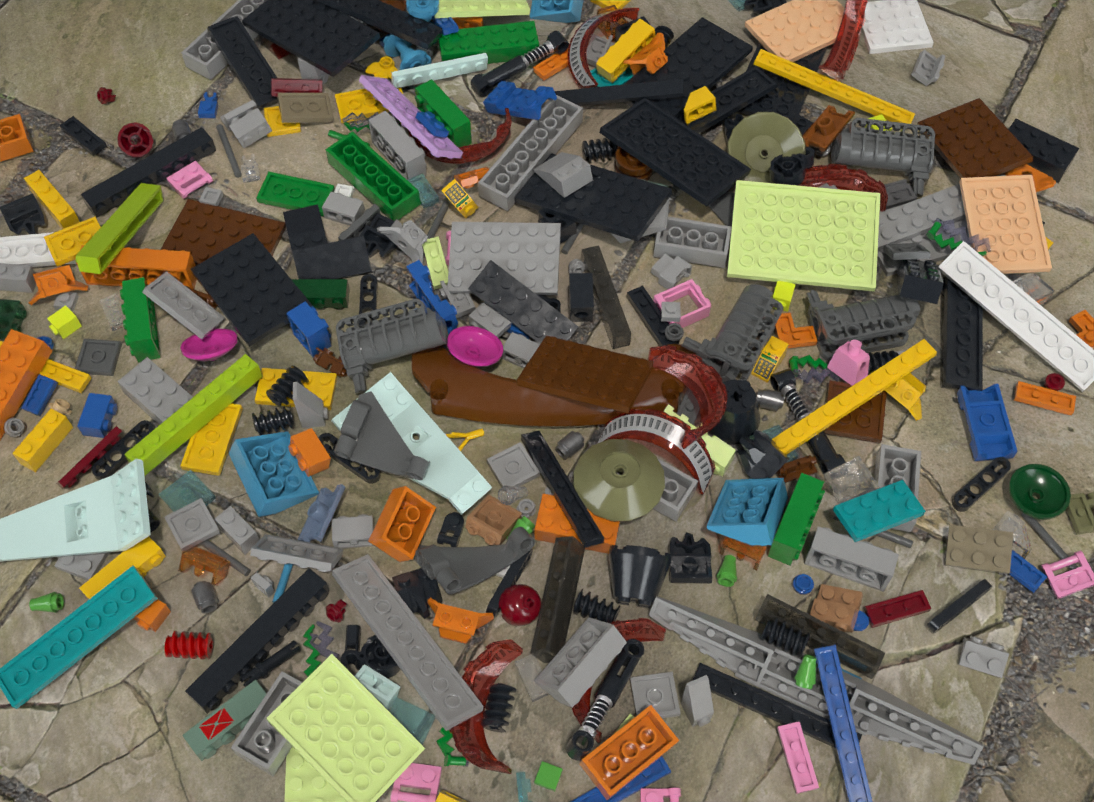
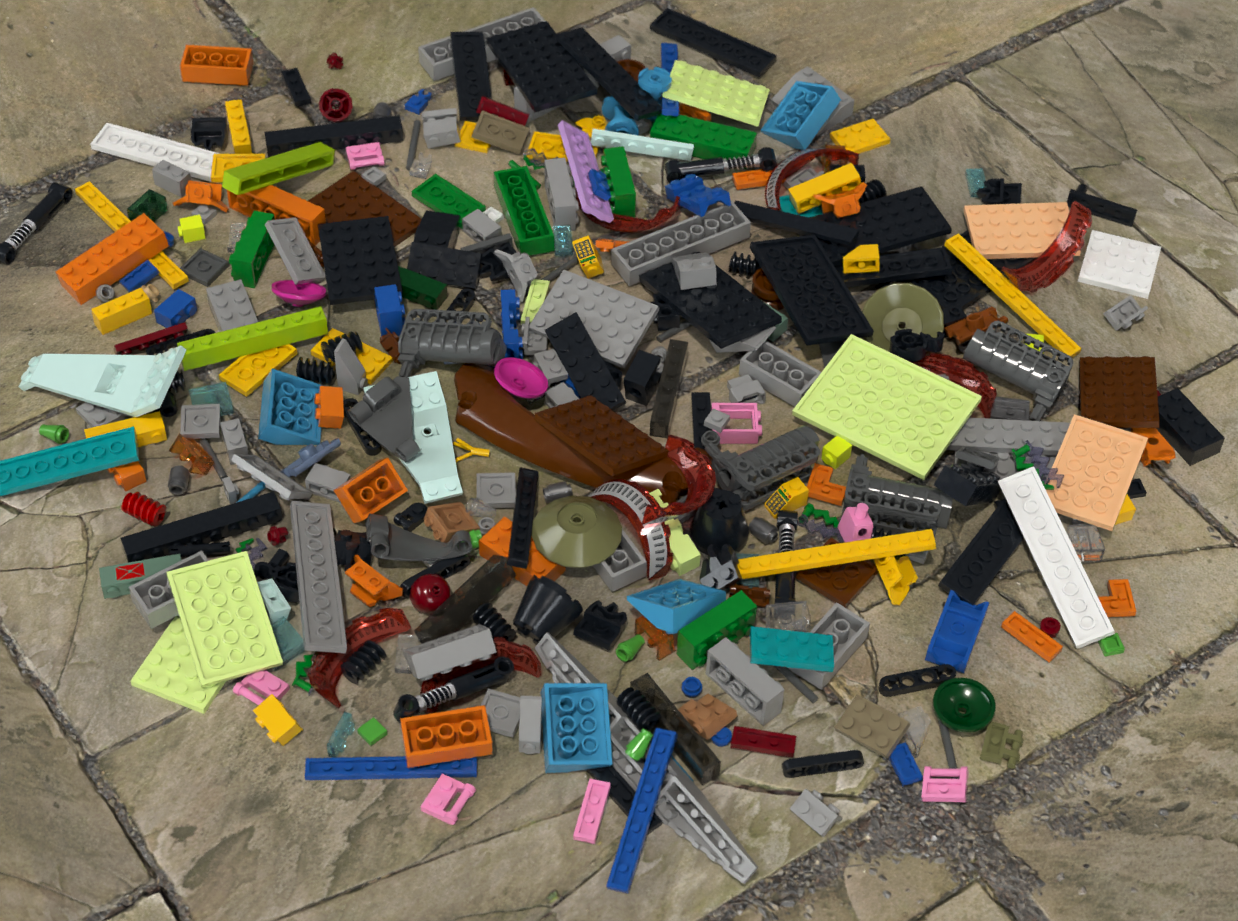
camera: 25 degrees right, 10 degrees down
(739, 681) = (575, 726): none -> dark azure slope

